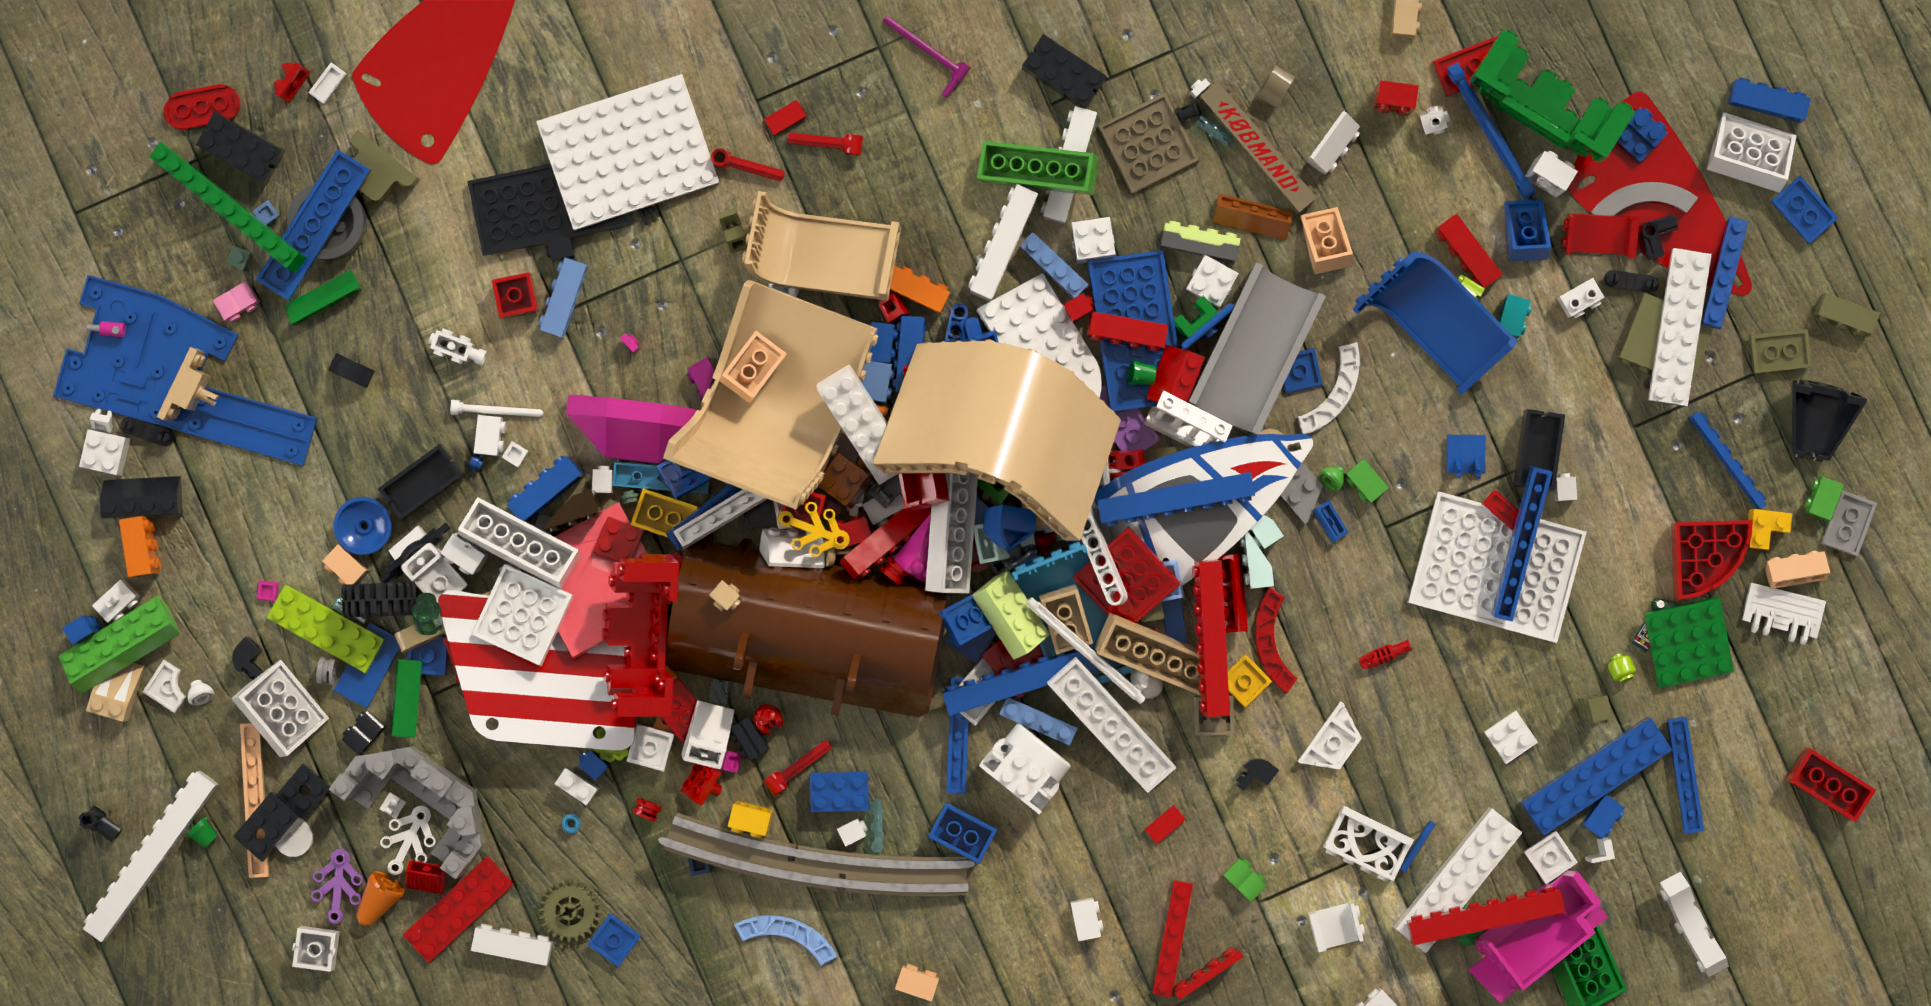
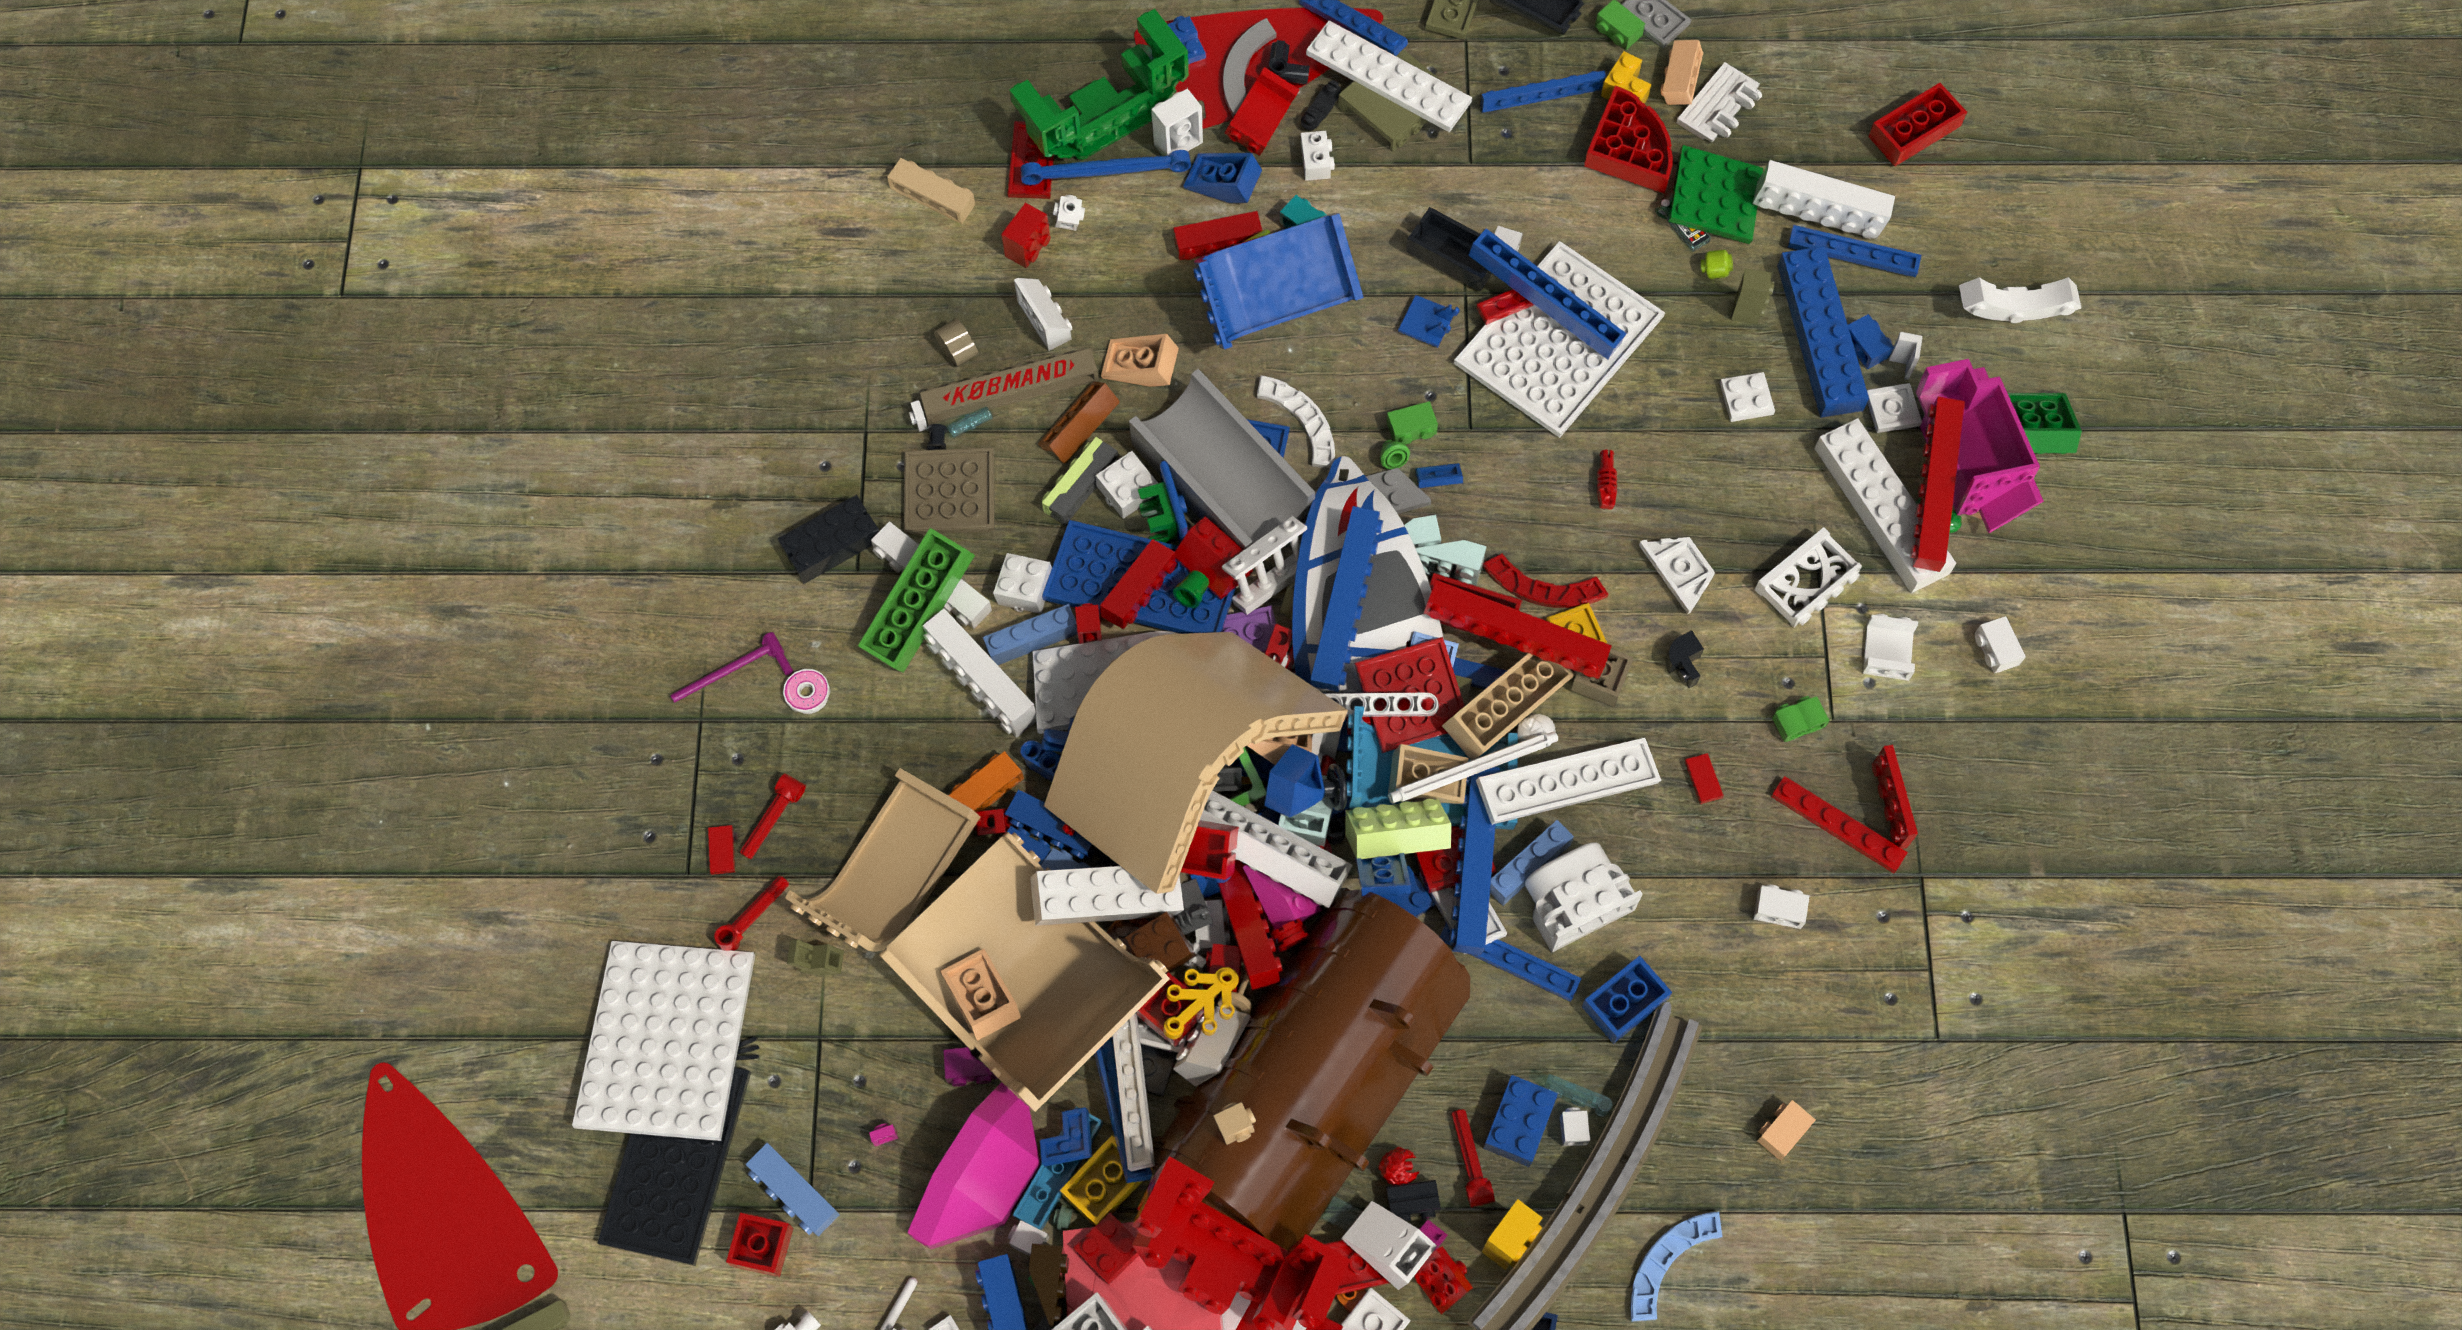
camera: 65 degrees left, 20 degrees down
(560, 248) = (733, 1168): black brick -> none
(935, 105) = (800, 680): none -> tile
(1417, 846) = (1822, 522): blue bar -> none
(1715, 733) = (1823, 200): none -> white brick

